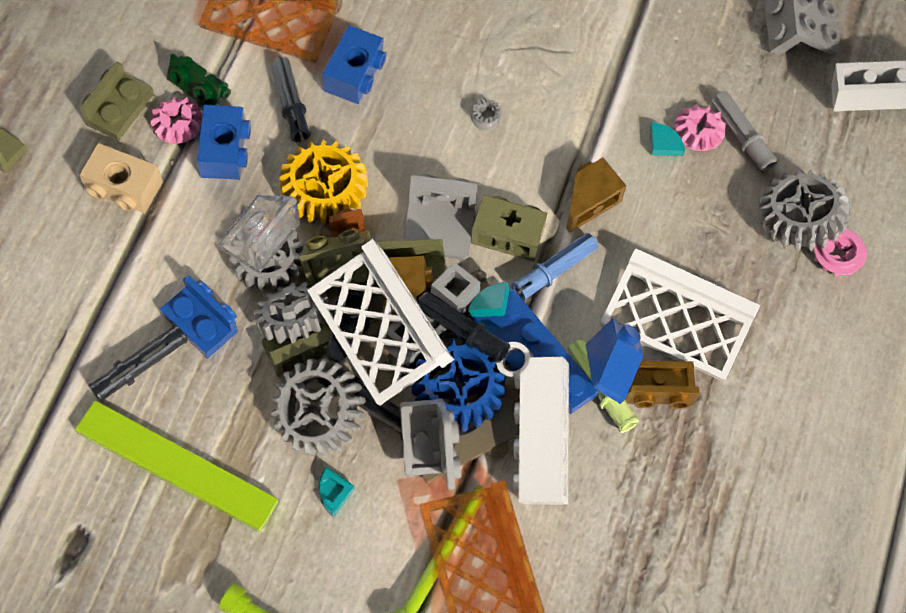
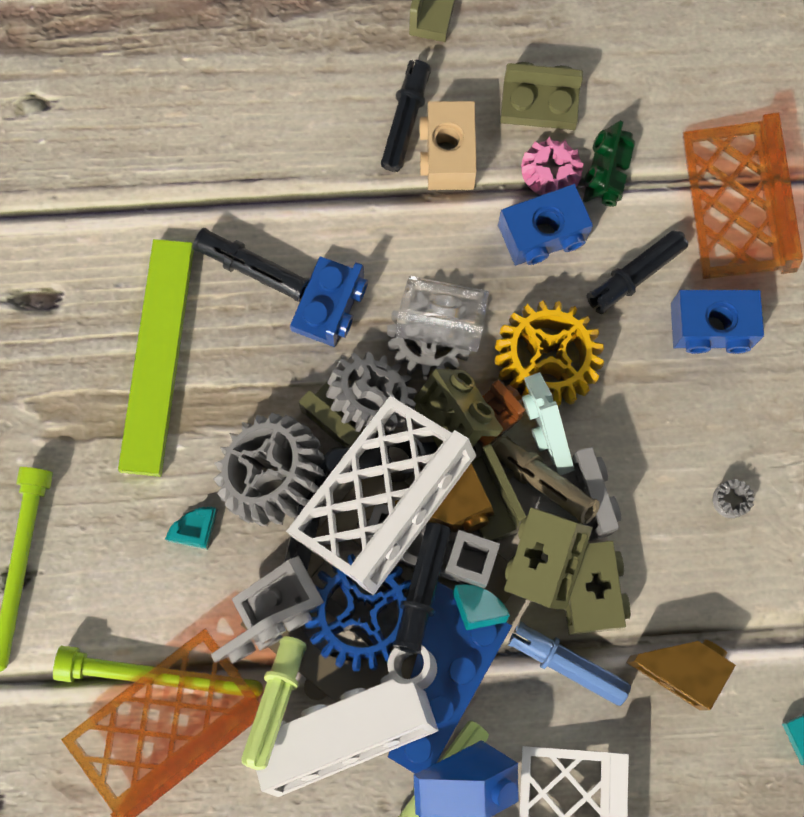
camera: 70 degrees right, 10 degrees up
(66, 193) = (409, 100): none -> black axle
(379, 197) = (550, 430): none -> light aqua plate
(449, 200) = (530, 469): none -> dark tan pin
(488, 461) = (271, 710): none -> yellowish green axle
(496, 243) = (549, 581): none -> olive brick

